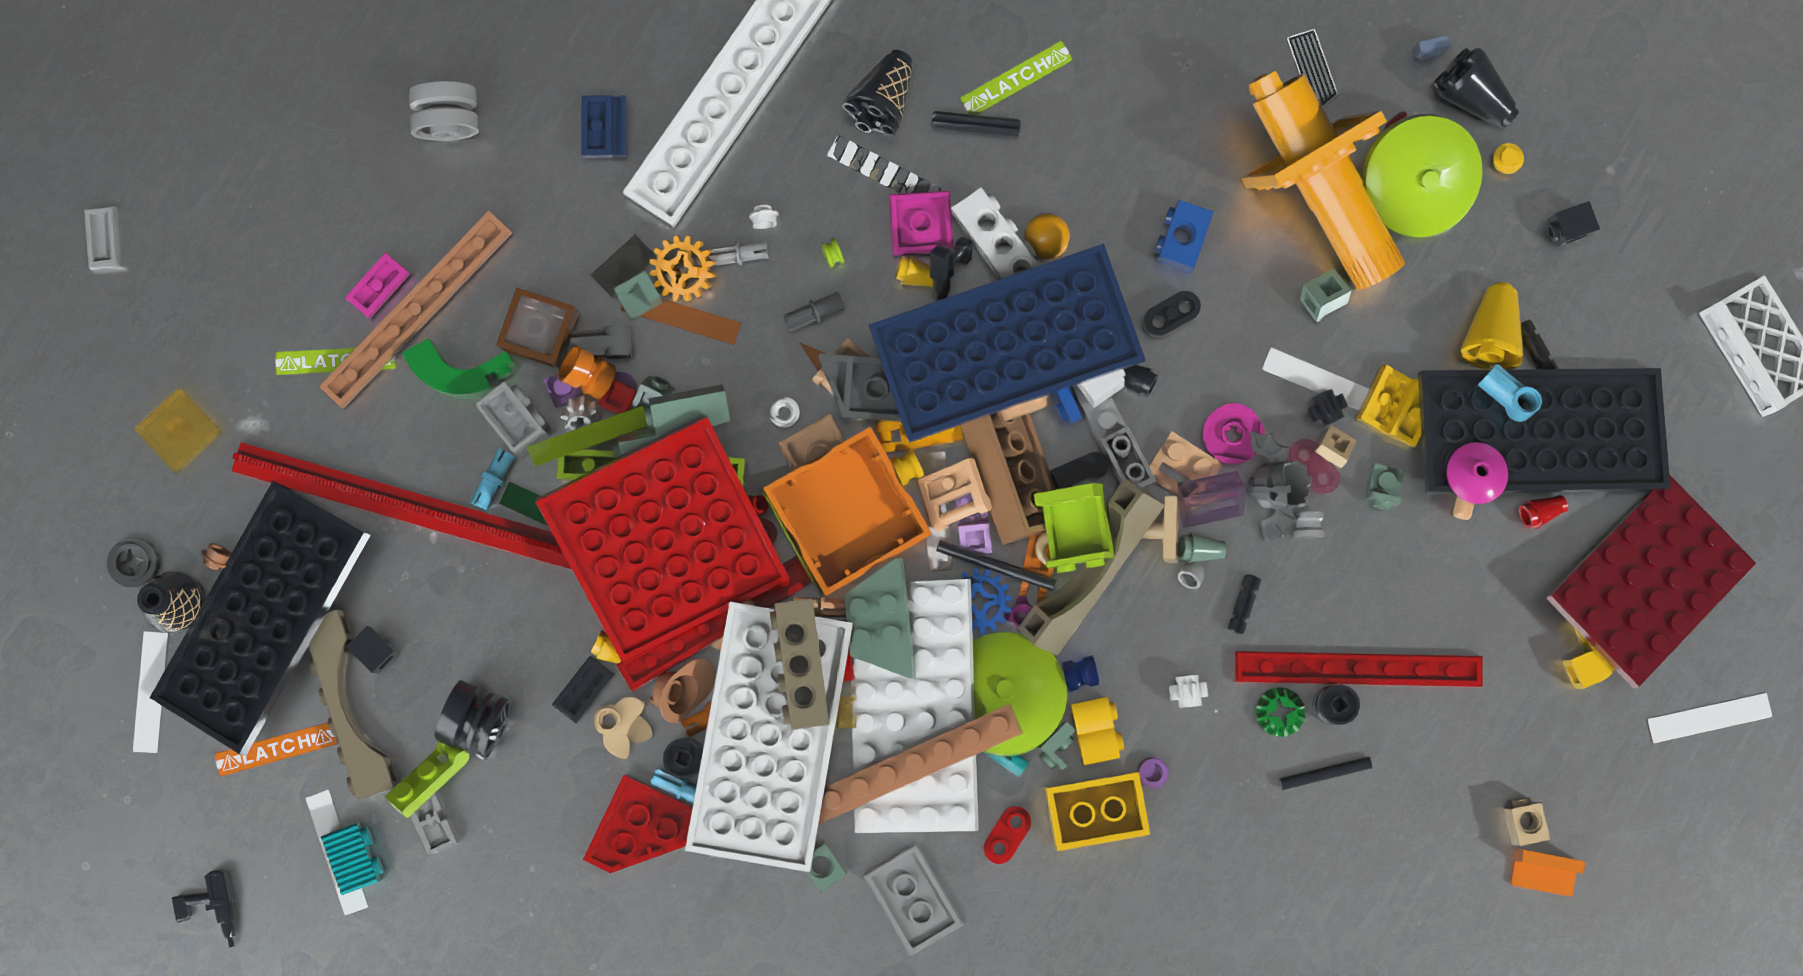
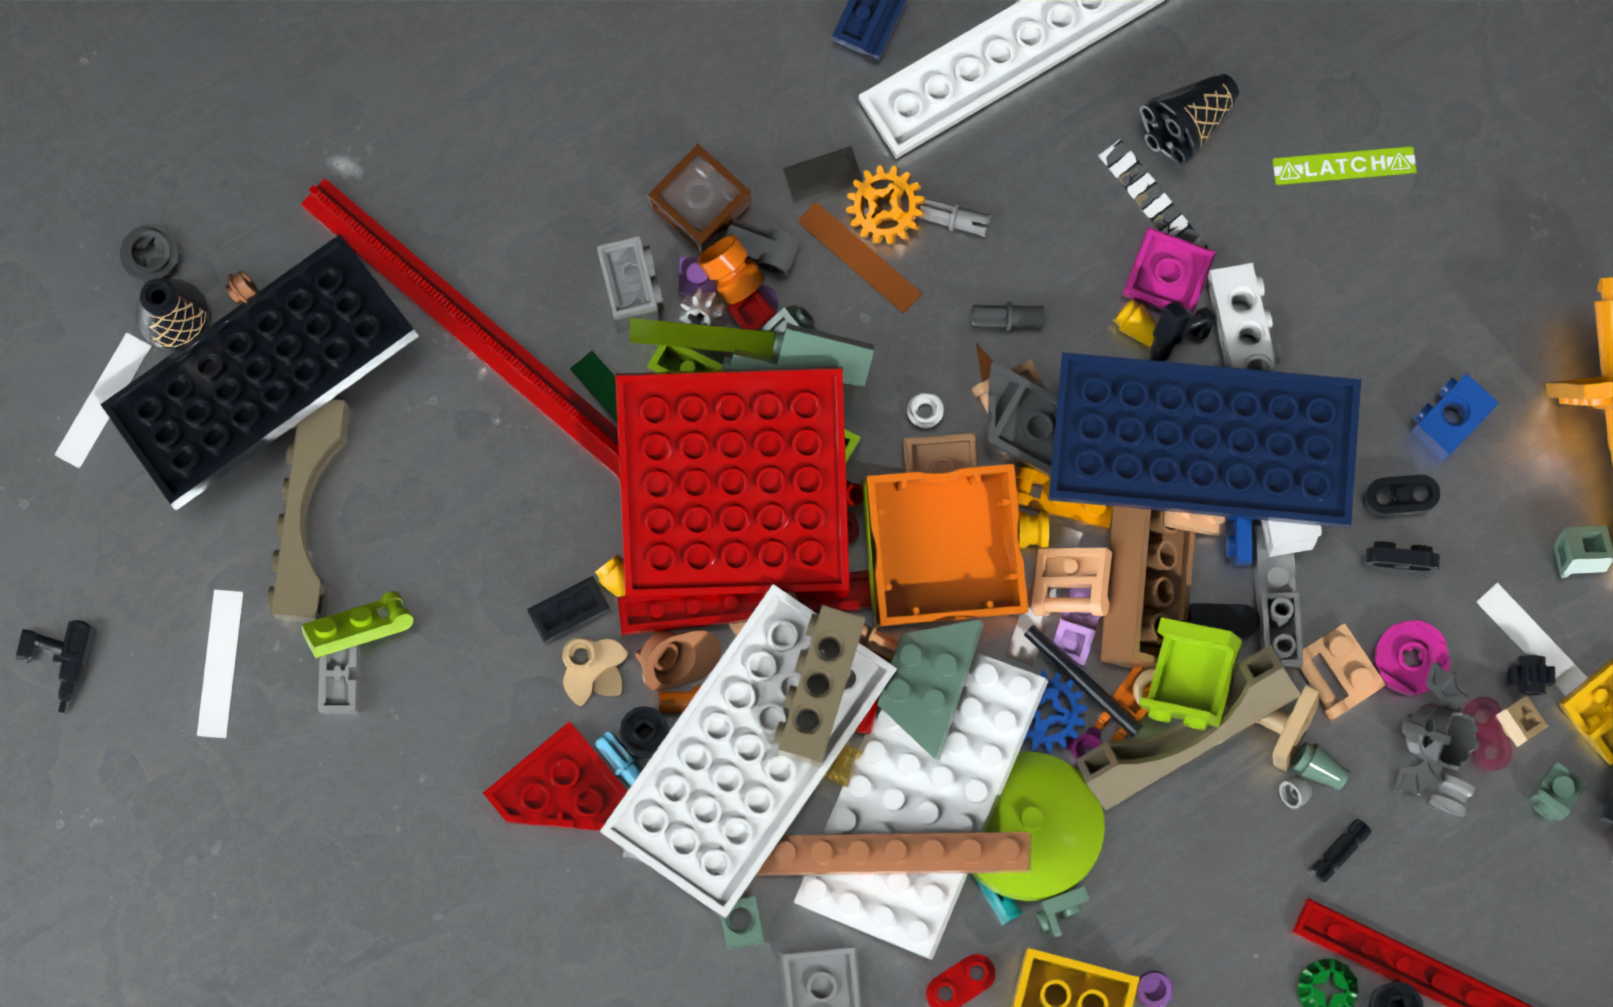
camera: 25 degrees right, 5 degrees down
(178, 430) = (264, 136): clear yellow plate -> none
(276, 749) = (207, 522): orange sticker -> none
(315, 361) = (465, 137): lime sticker -> none
(352, 858) = (235, 676): teal brick -> none
(372, 650) = (362, 462): black panel -> none
(377, 285) = (548, 77): dark pink plate -> none
(415, 309) = (577, 121): nougat plate -> none
(458, 383) = (585, 217): green arch -> none
(467, 717) = (441, 591): black wheel -> none
(492, 479) = (575, 338): medium azure pin -> none
(638, 295) = (824, 213): sand green panel -> none
(763, 217) = (999, 190): white plate -> none
(832, 252) = (1056, 261): lime bush -> none
(976, 123) = (1278, 193): black axle -> none
(1047, 235) = (1302, 348): light orange hair -> none
(1087, 670) = (1131, 845): clear blue wheel -> none
(1096, 730) = (1112, 913): yellow brick -> none
(1140, 379) = (1334, 549): black cone -> none
(1188, 691) = (1235, 916): white gear -> none
(1204, 357) = (1417, 559): none -> black plate
(1209, 491) = (1358, 705): clear purple tile -> none

